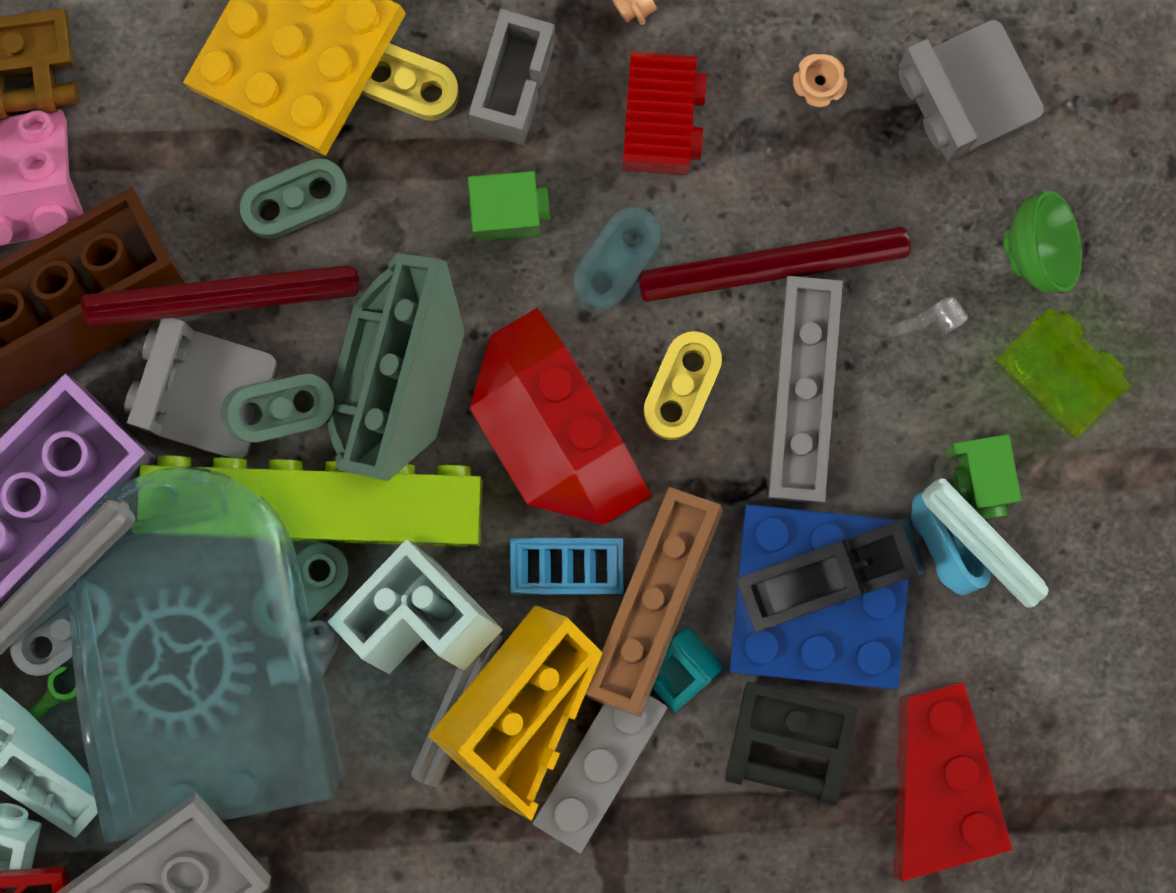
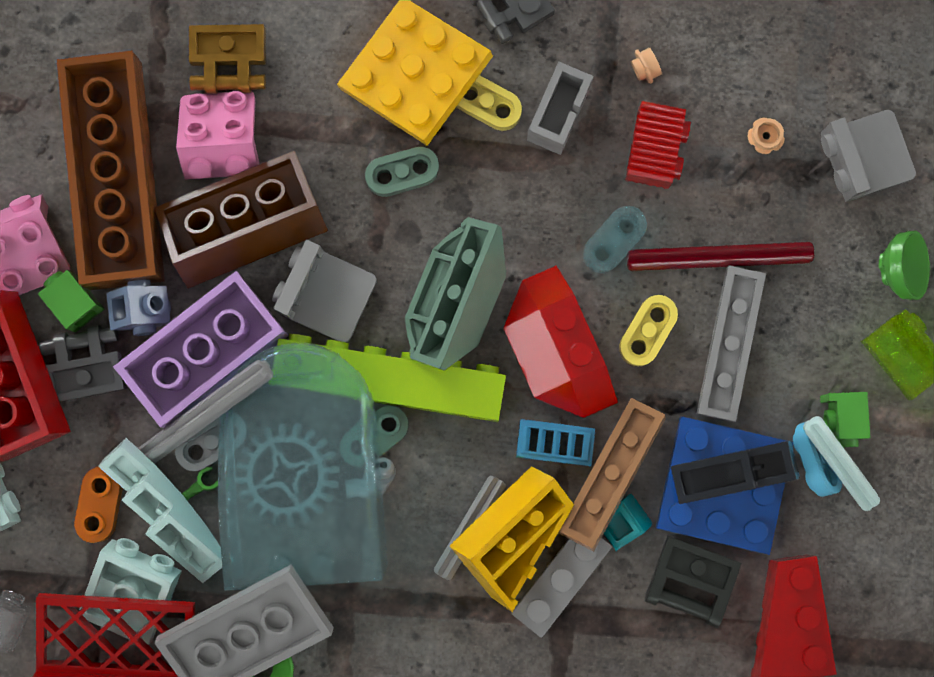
camera: 10 degrees right, 0 degrees up
(219, 295) = (344, 231): dark red axle -> none
(275, 408) = (372, 311): sand green plate -> none
(412, 602) = (447, 454): light aqua brick -> none
(507, 206) = (545, 194): bright green brick -> none
(946, 314) = (832, 305): clear hand -> none

